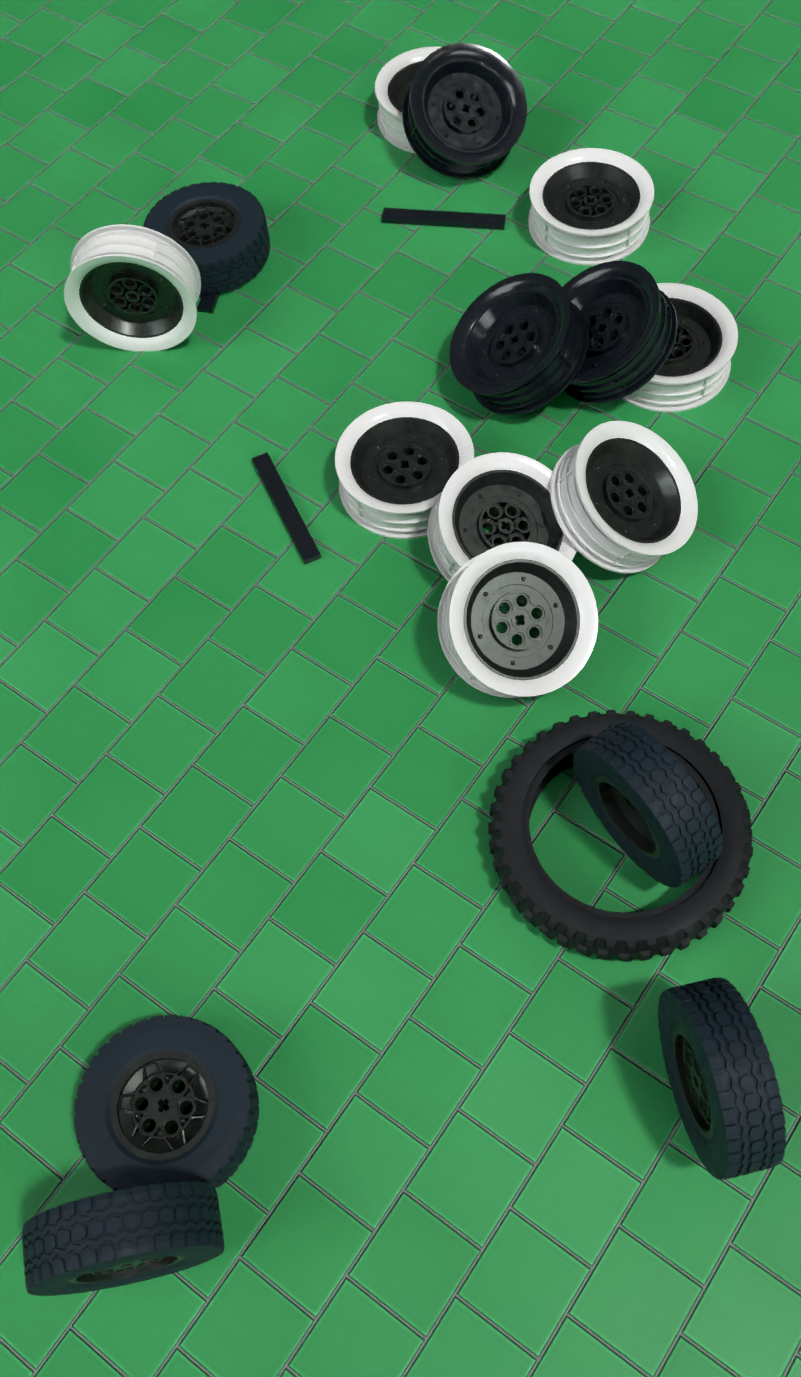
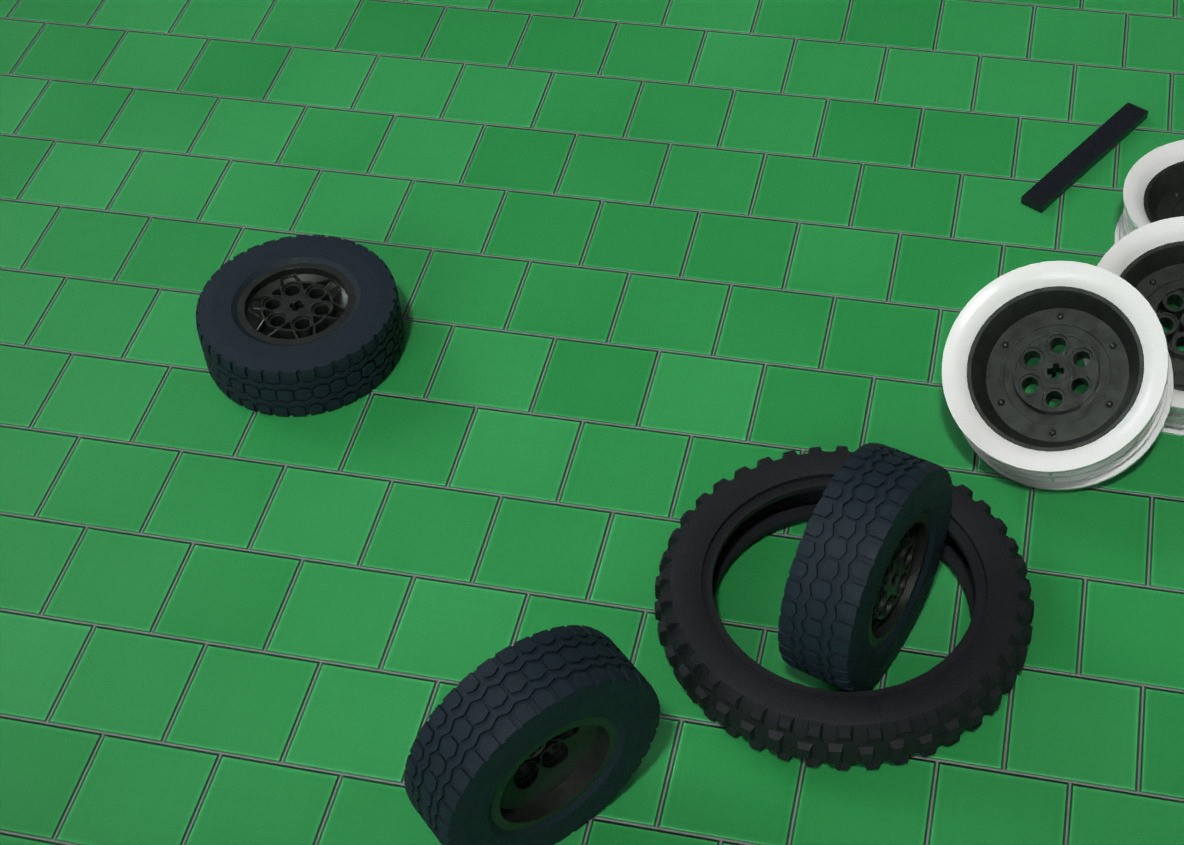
camera: 65 degrees right, 15 degrees down
(121, 1238) = (145, 303): black wheel -> none

